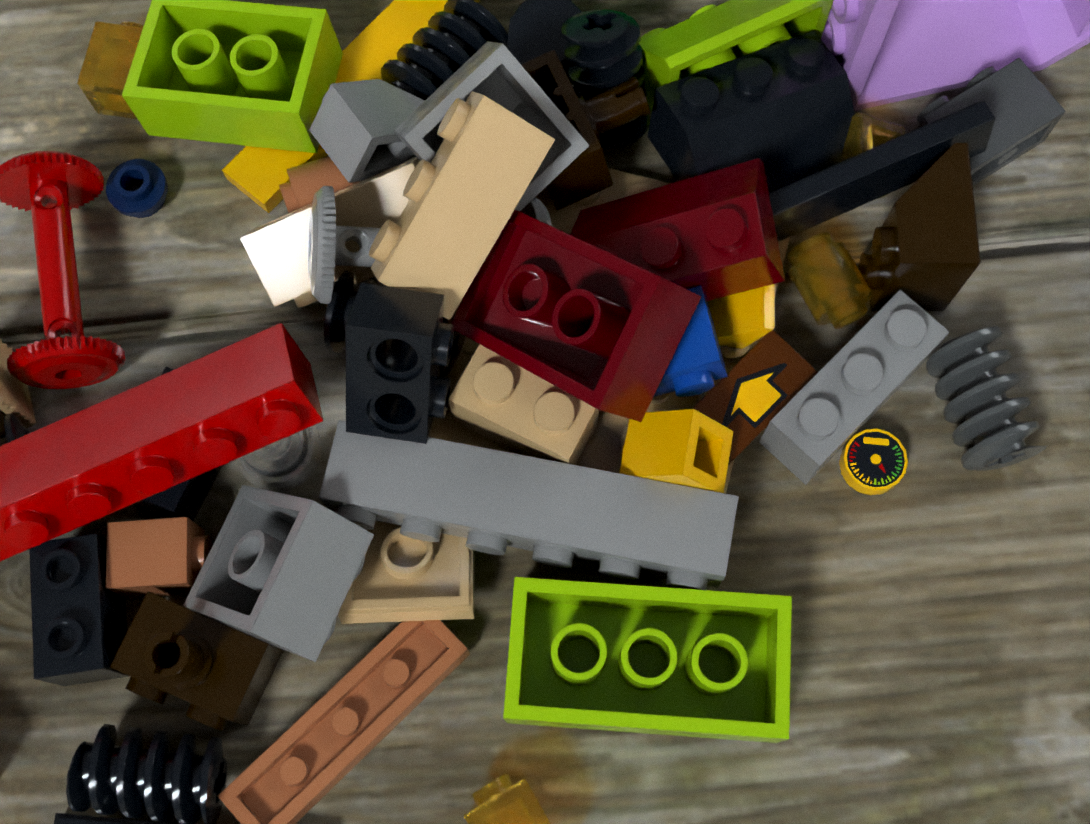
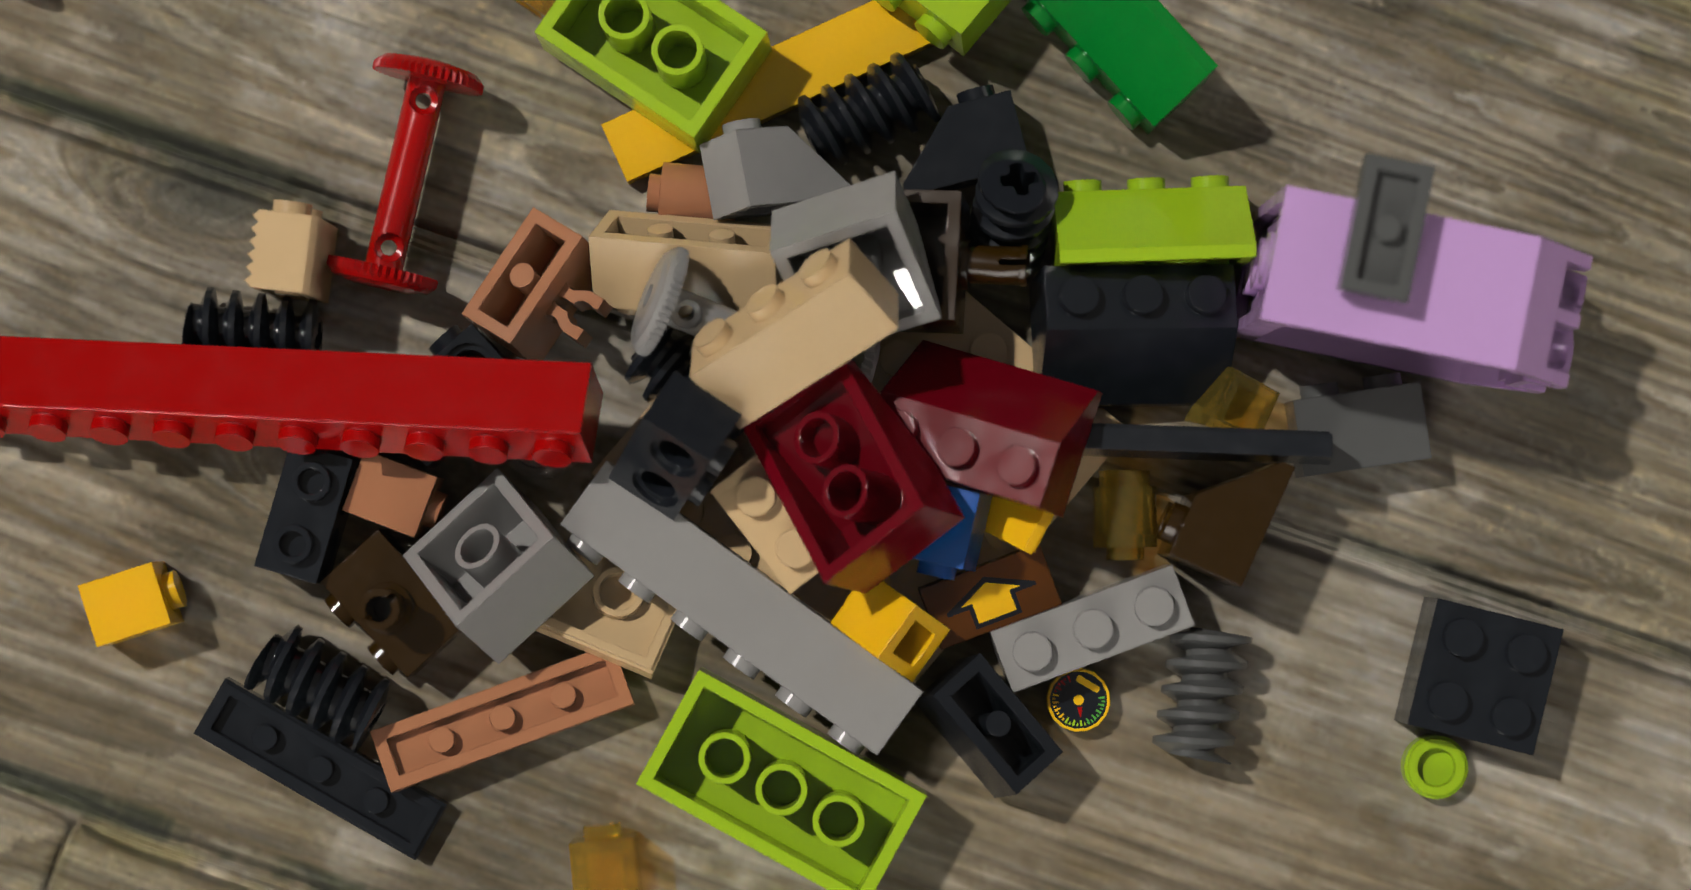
camera: 20 degrees right, 15 degrees up
(146, 199) = (516, 124): dark blue plate -> none
(212, 303) = (537, 289): none -> nougat brick
(812, 513) = (988, 726): none -> black brick

